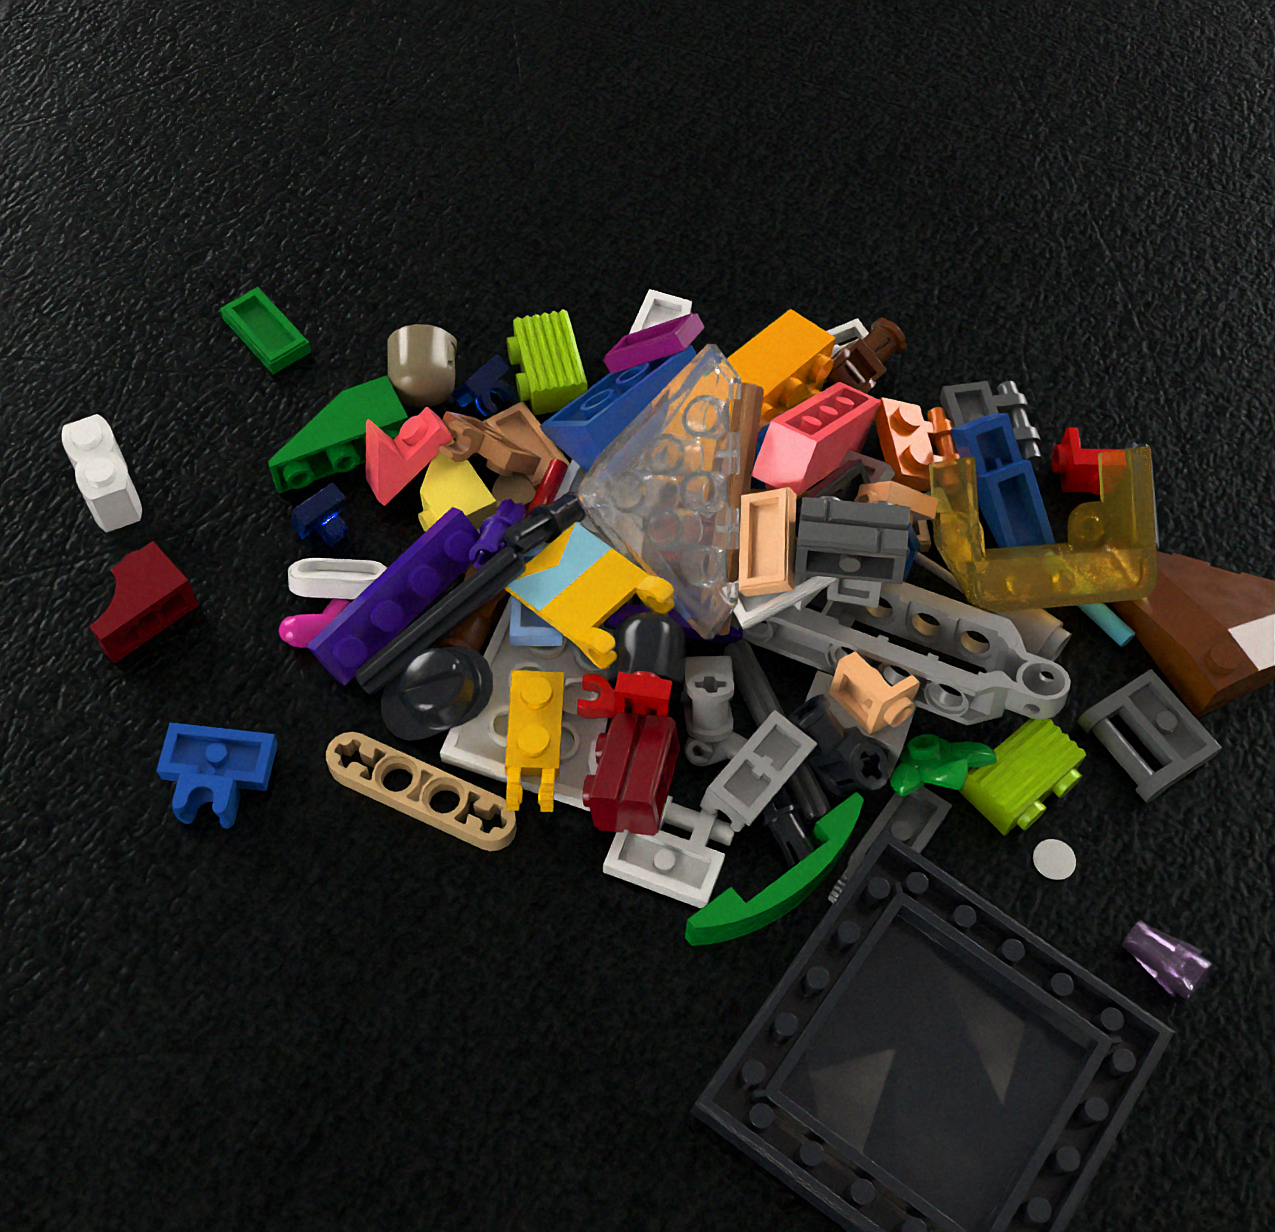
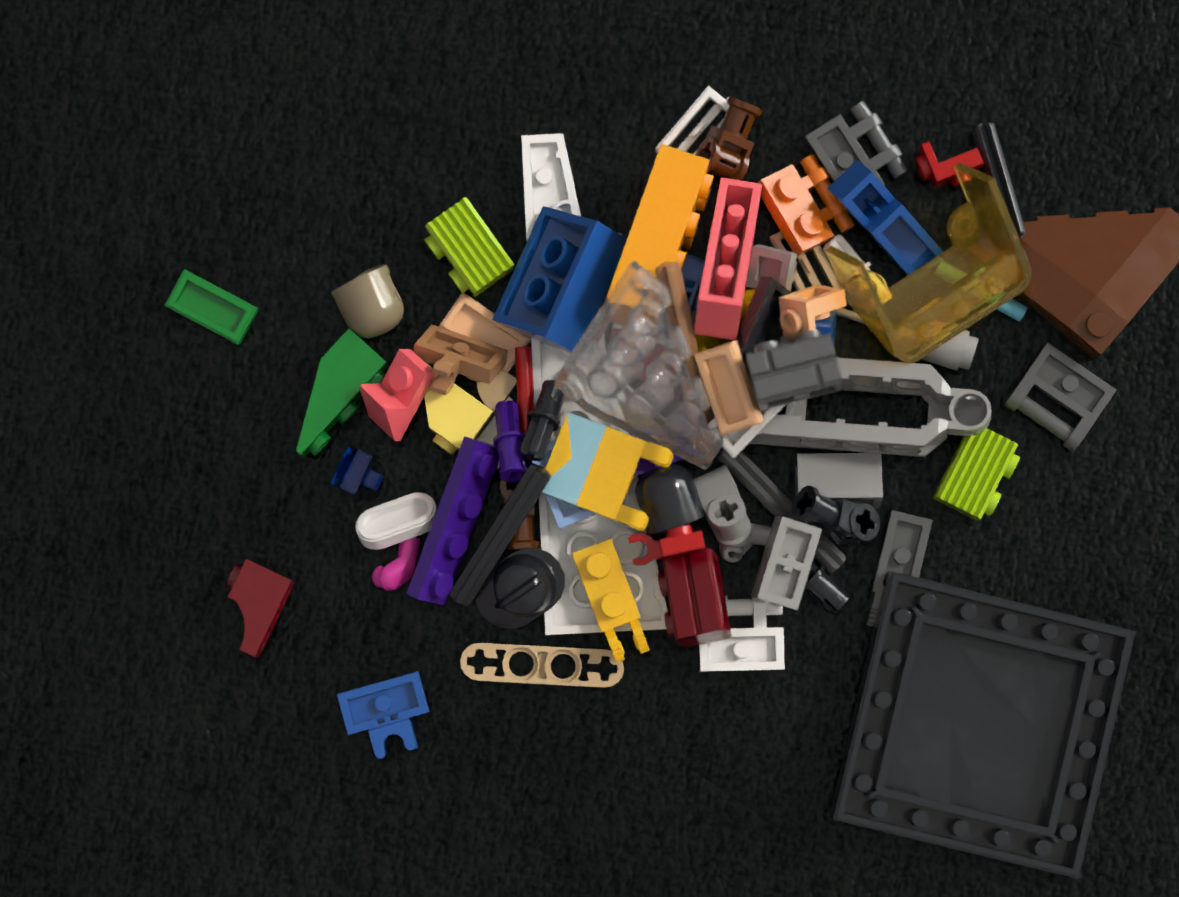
camera: 20 degrees left, 25 degrees up
(101, 473) = (171, 517): white brick -> none
(482, 383) = (422, 291): clear blue tile -> none
(653, 343) = (559, 215): magenta tile -> none
(731, 917) = (855, 580): green slope -> none
(869, 697) = (843, 471): light nougat bracket -> none
(938, 763) = (915, 497): green plate -> none
(1054, 859) = (1018, 523): white sticker -> none
(1170, 961) = (1118, 574): clear purple cone -> none

